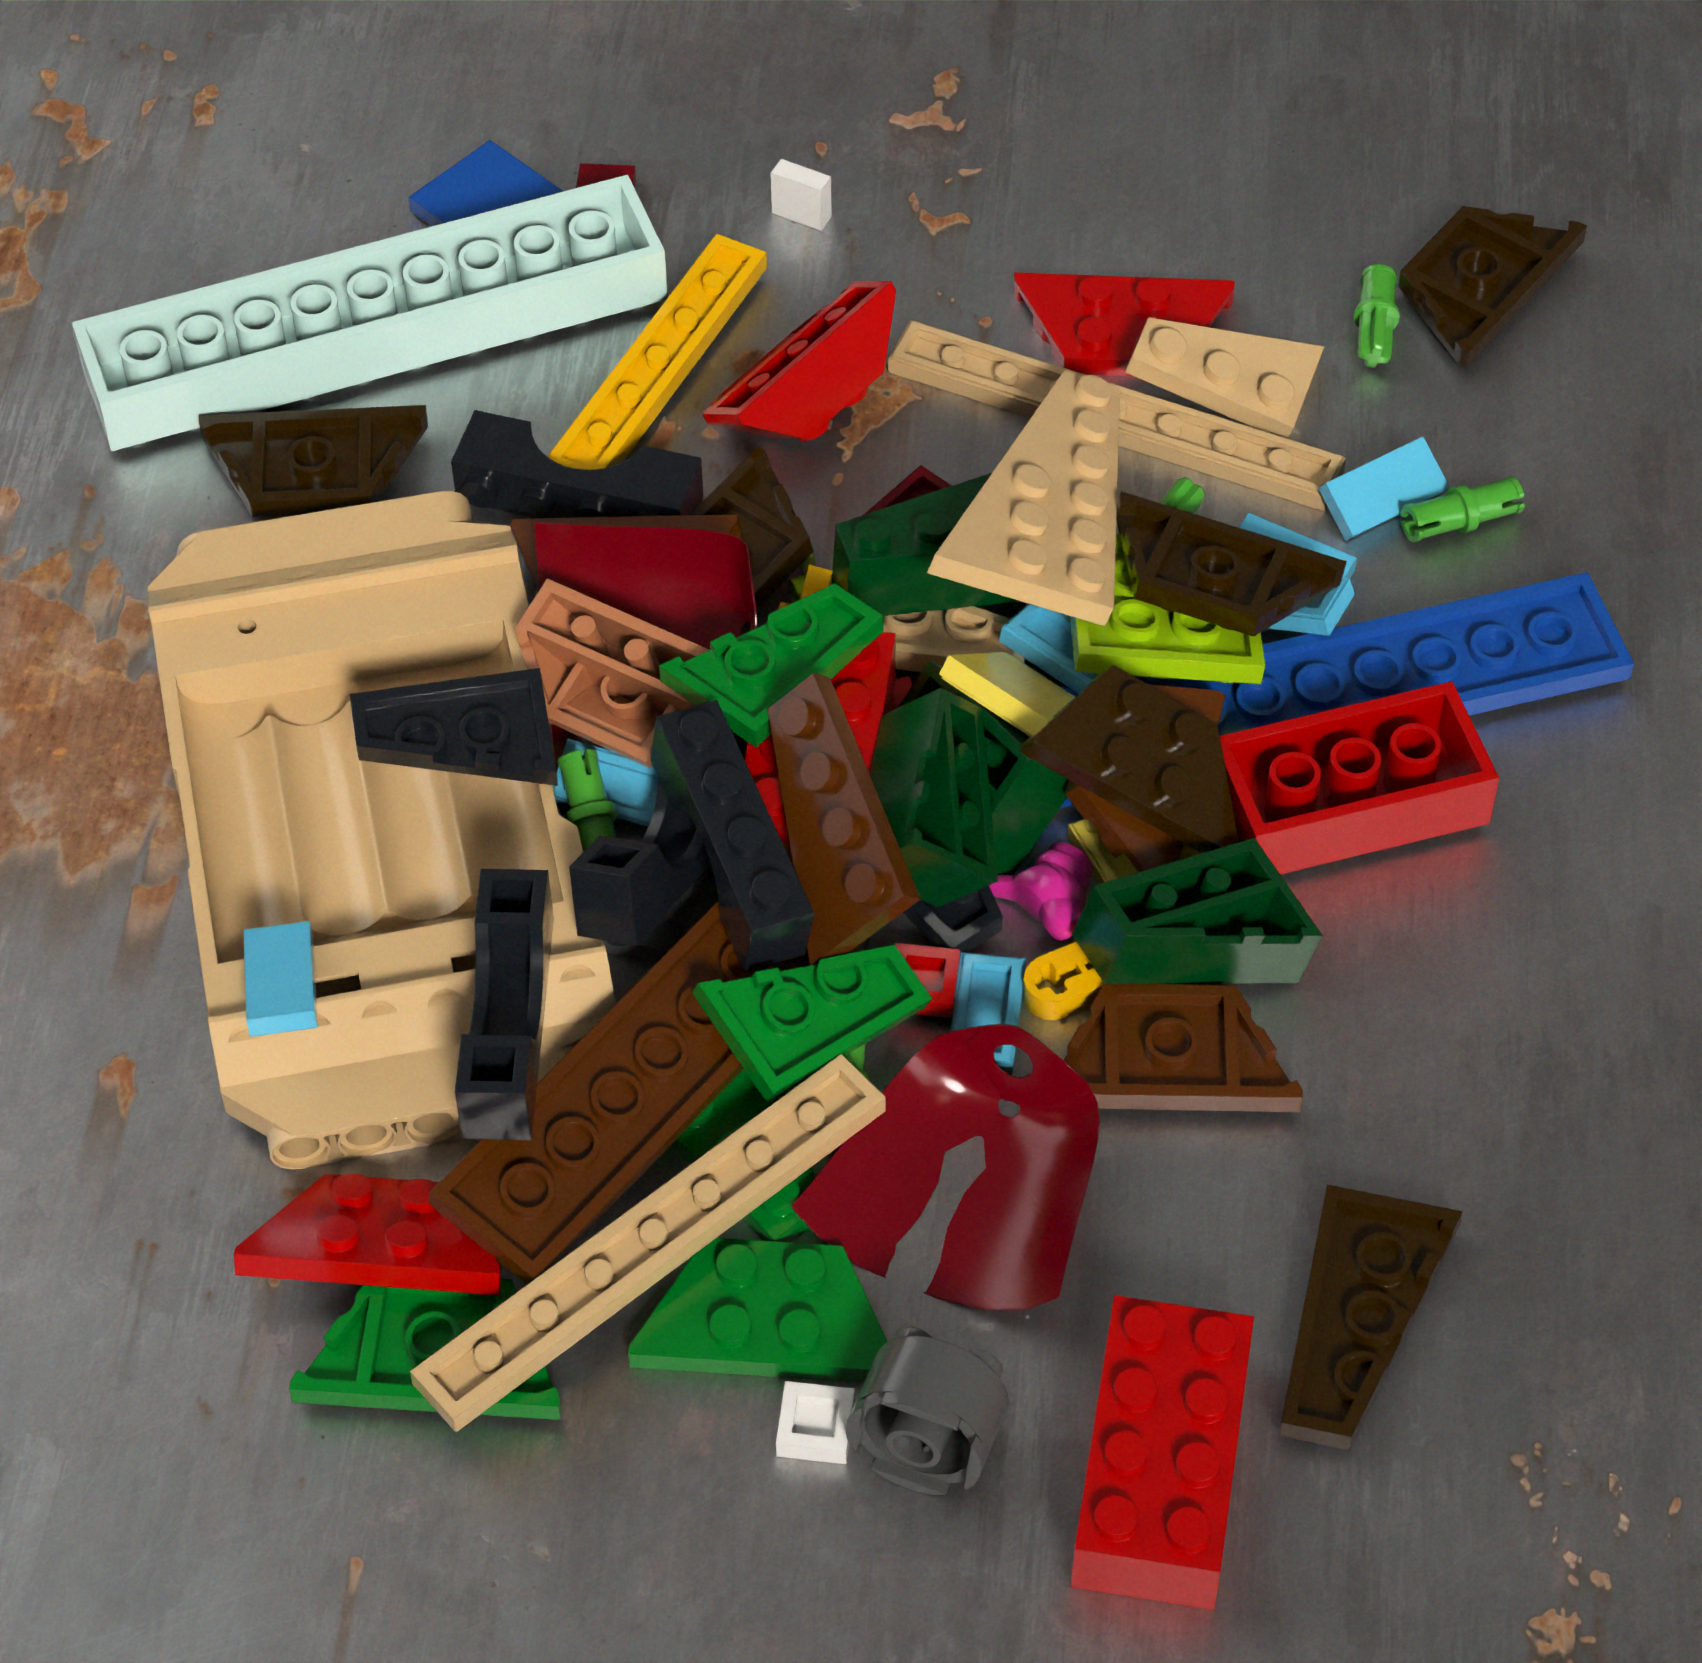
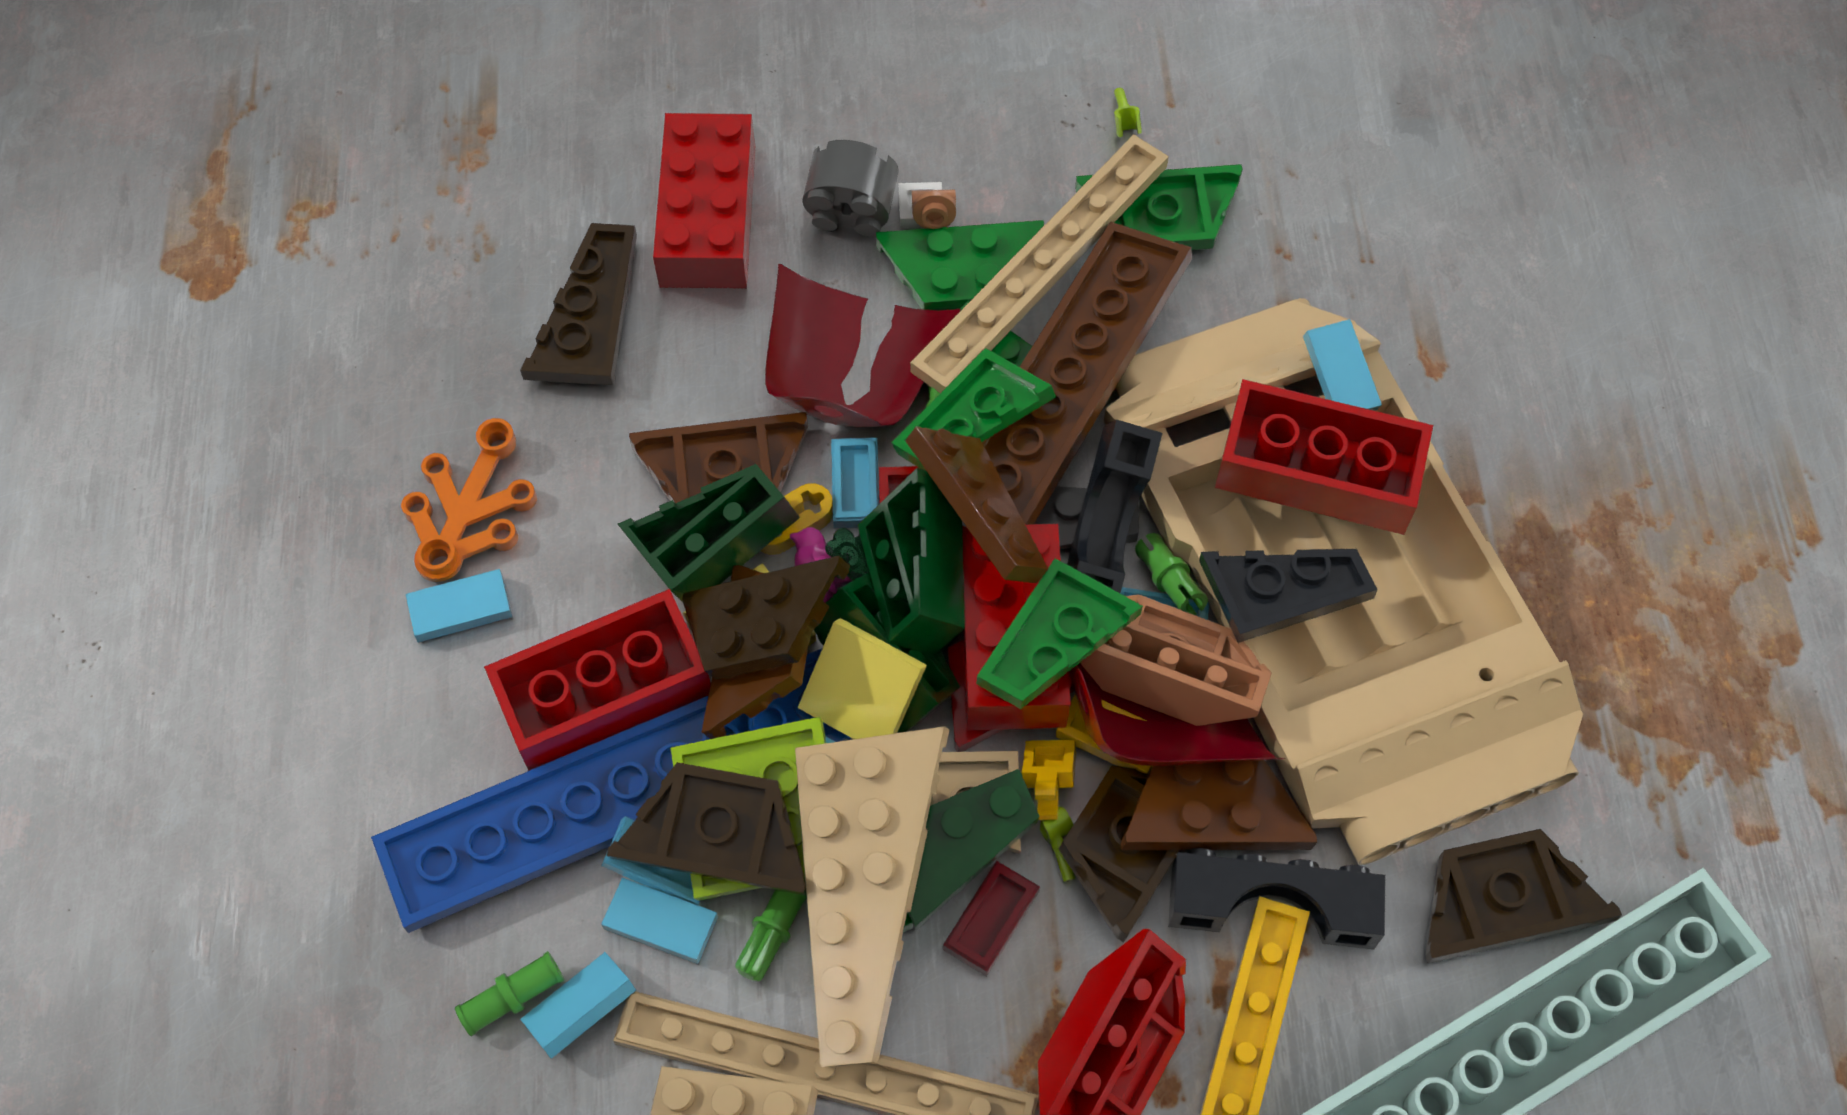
camera: 170 degrees right, 10 degrees up
(356, 846) = (1325, 457): none -> red brick
(370, 1236) = (1232, 260): red wing -> none
(441, 1541) = (1126, 116): none -> lime hand
(511, 977) = (1183, 377): black arch -> none
(754, 878) = (1081, 521): black arch -> none
(797, 1382) = (934, 207): none -> nougat plate
(1016, 876) = (850, 550): none -> clear green plant
(1538, 1047) = (467, 507): none -> orange plant
(1541, 927) = (458, 605): none -> medium azure tile

